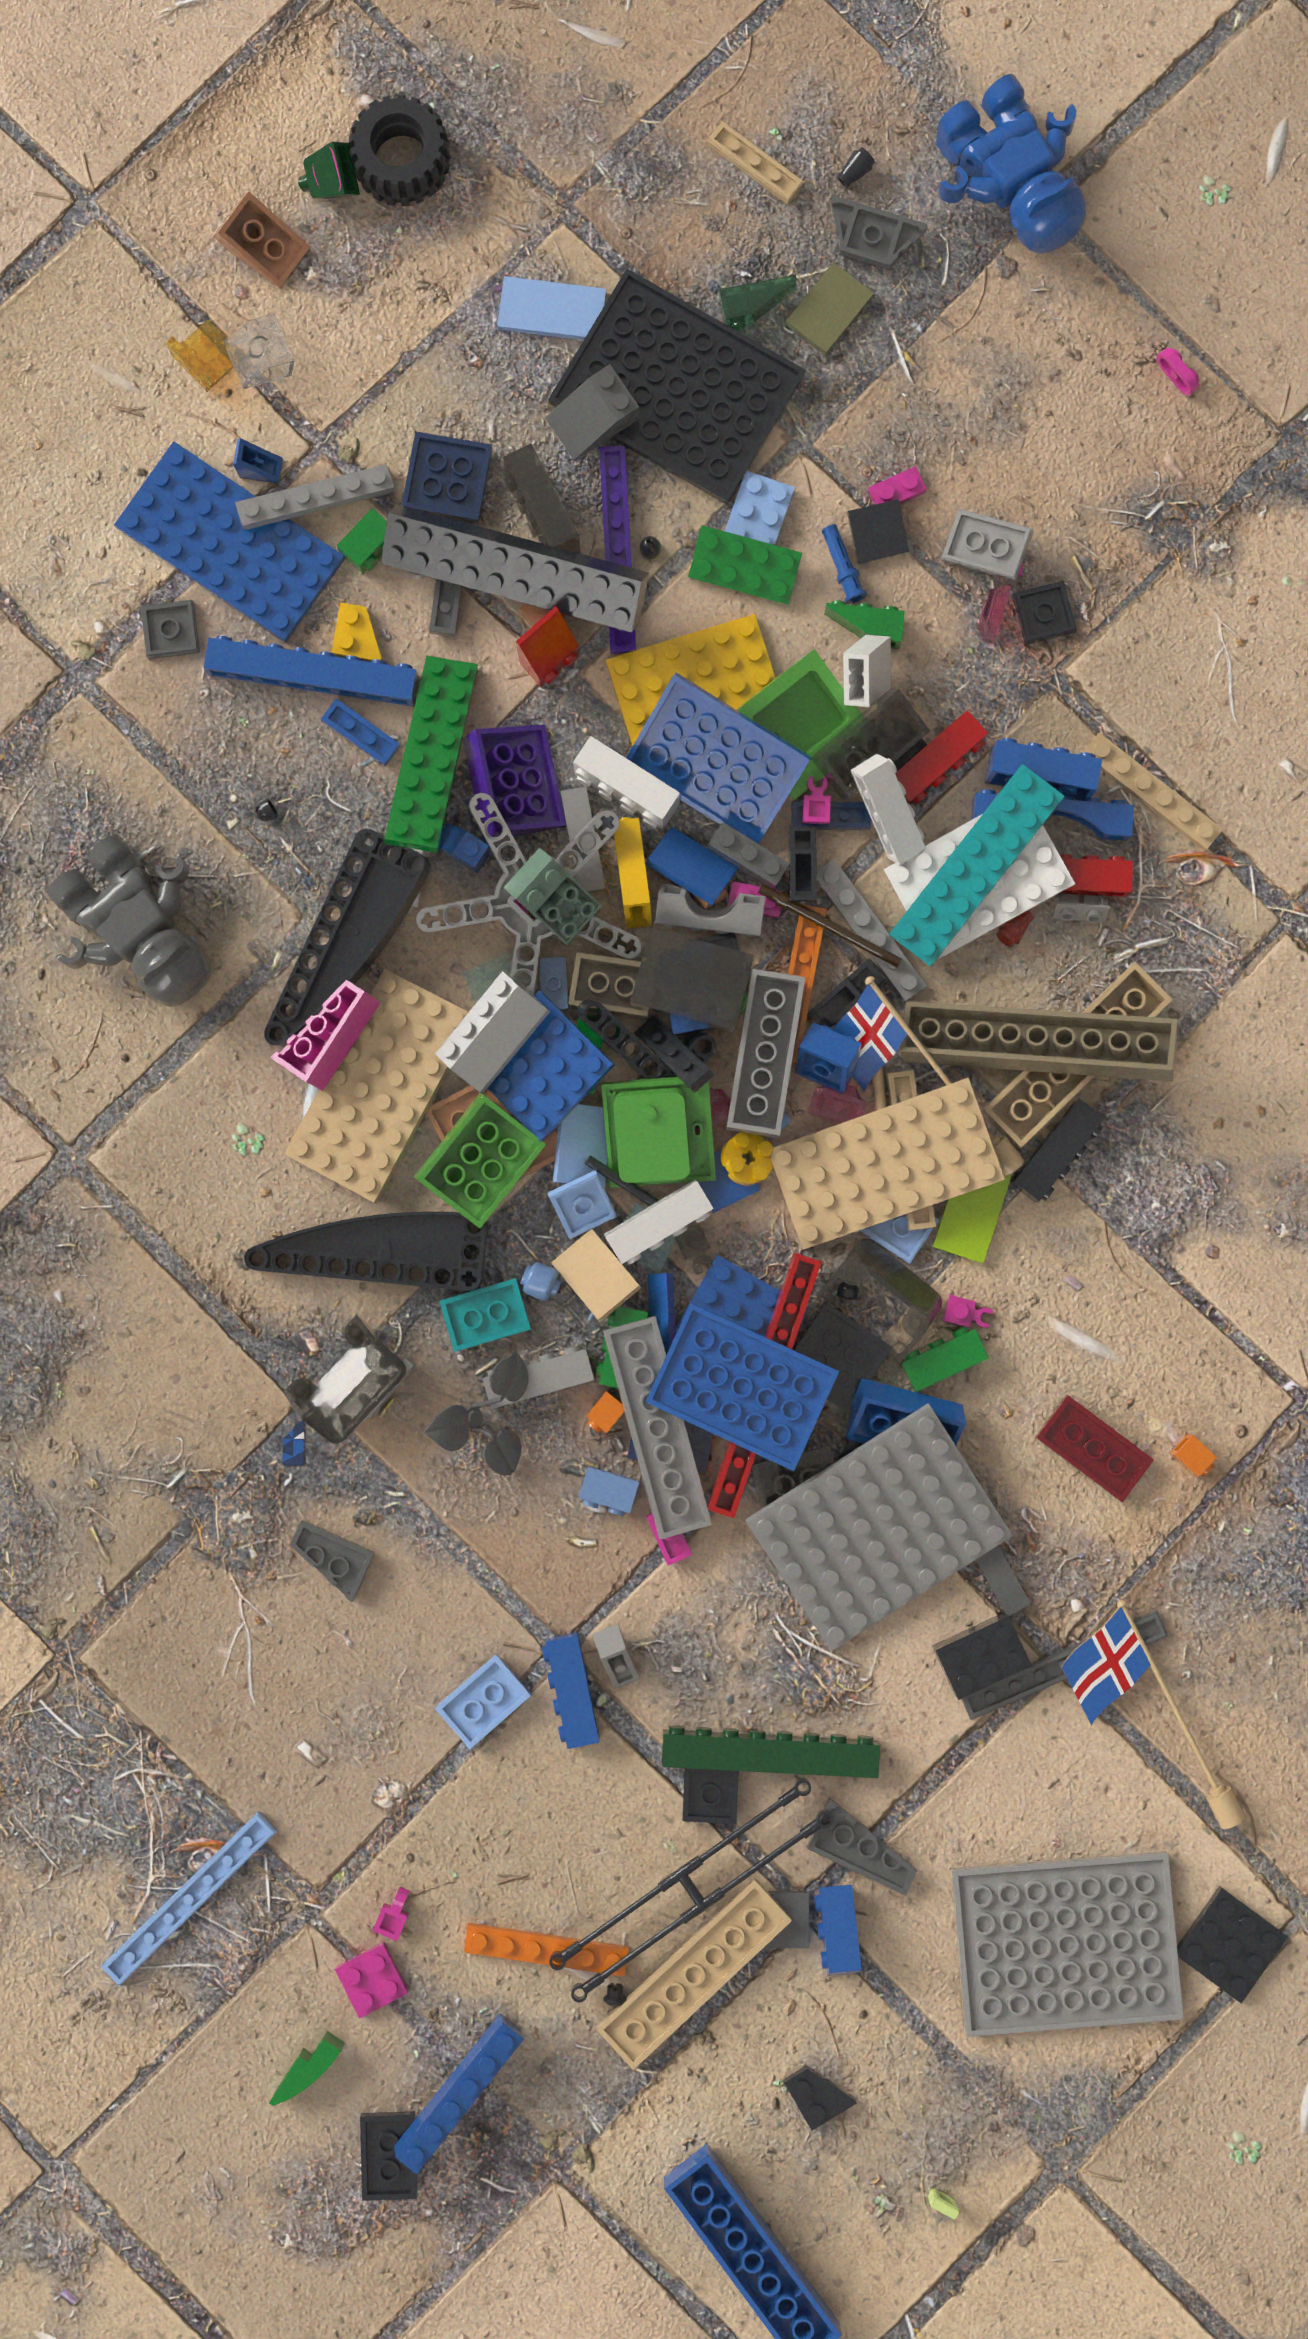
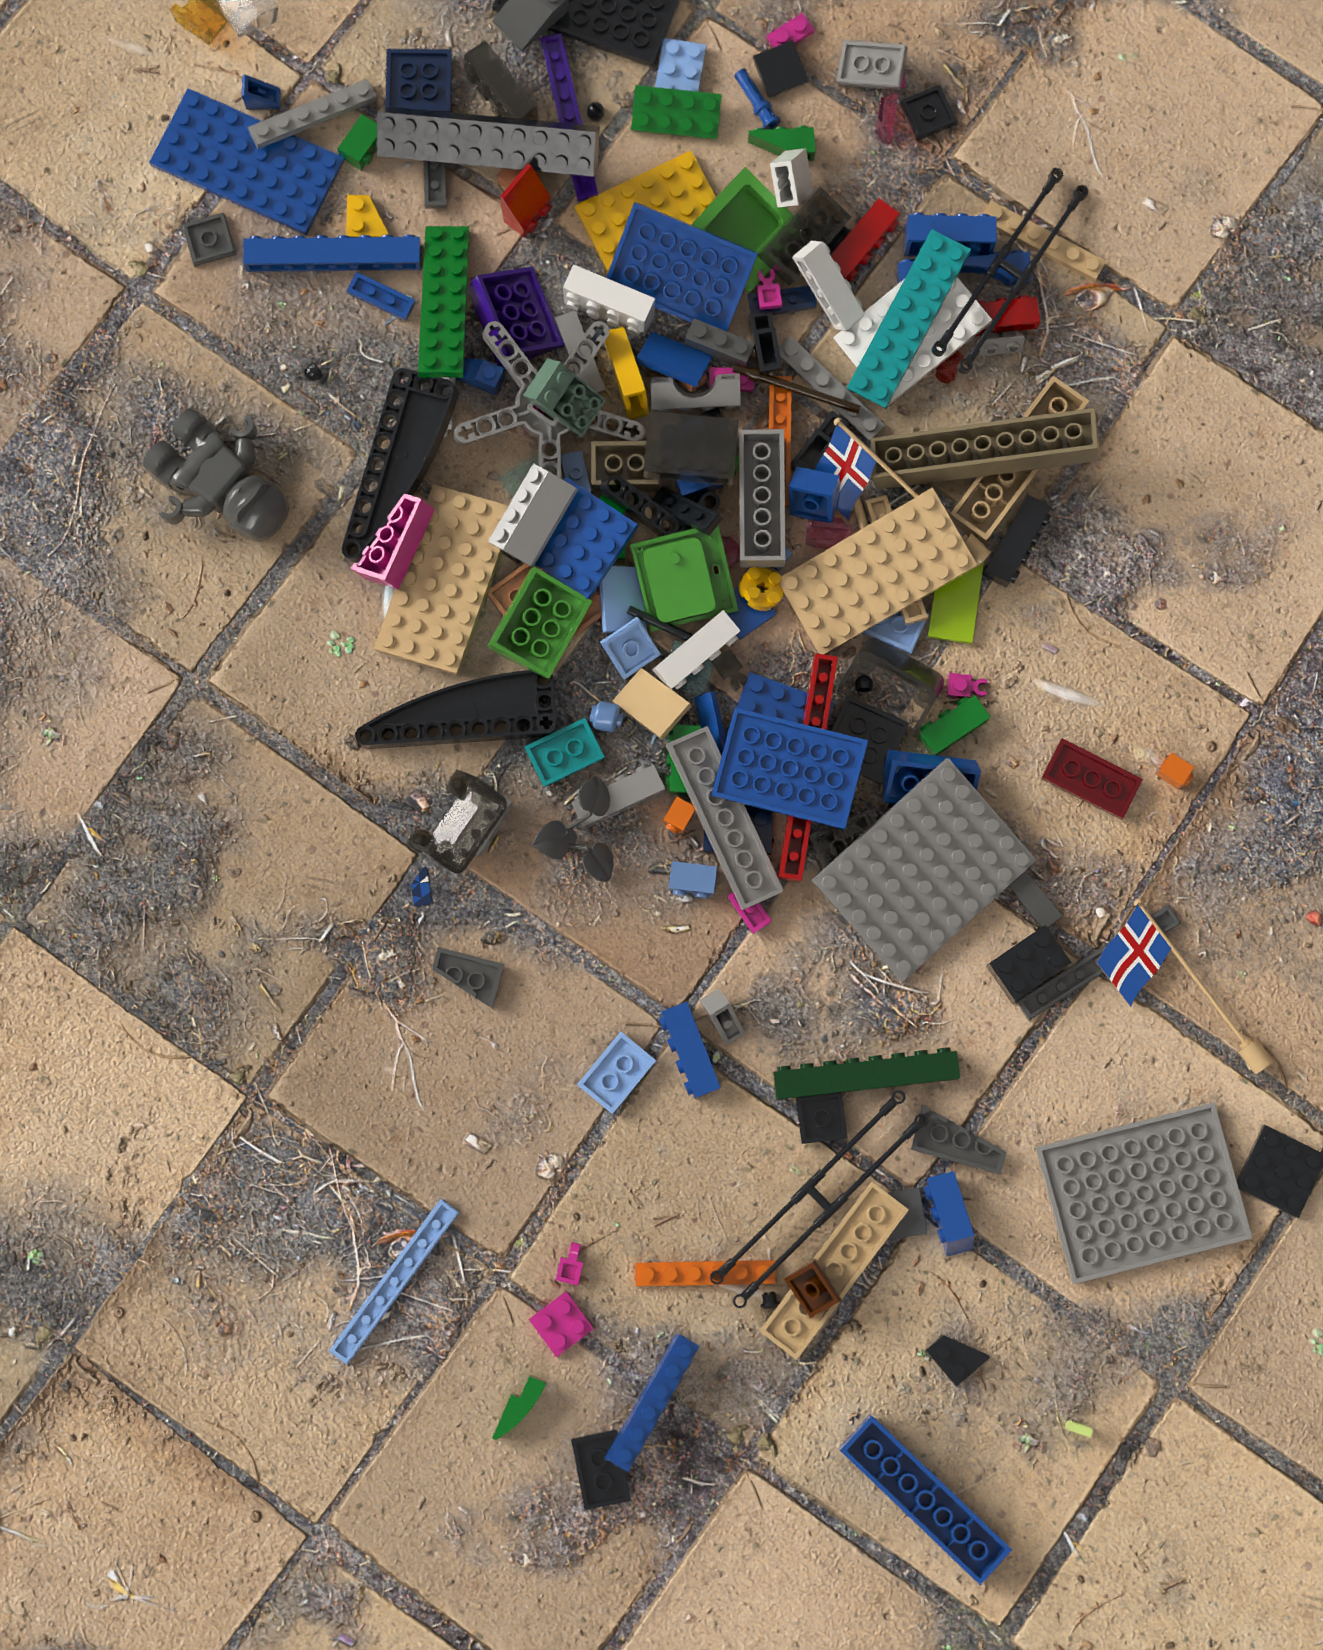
camera: 10 degrees left, 5 degrees down
(666, 1994) = (812, 1288): none -> reddish brown slope
(1120, 836) = (1000, 261): none -> black bar

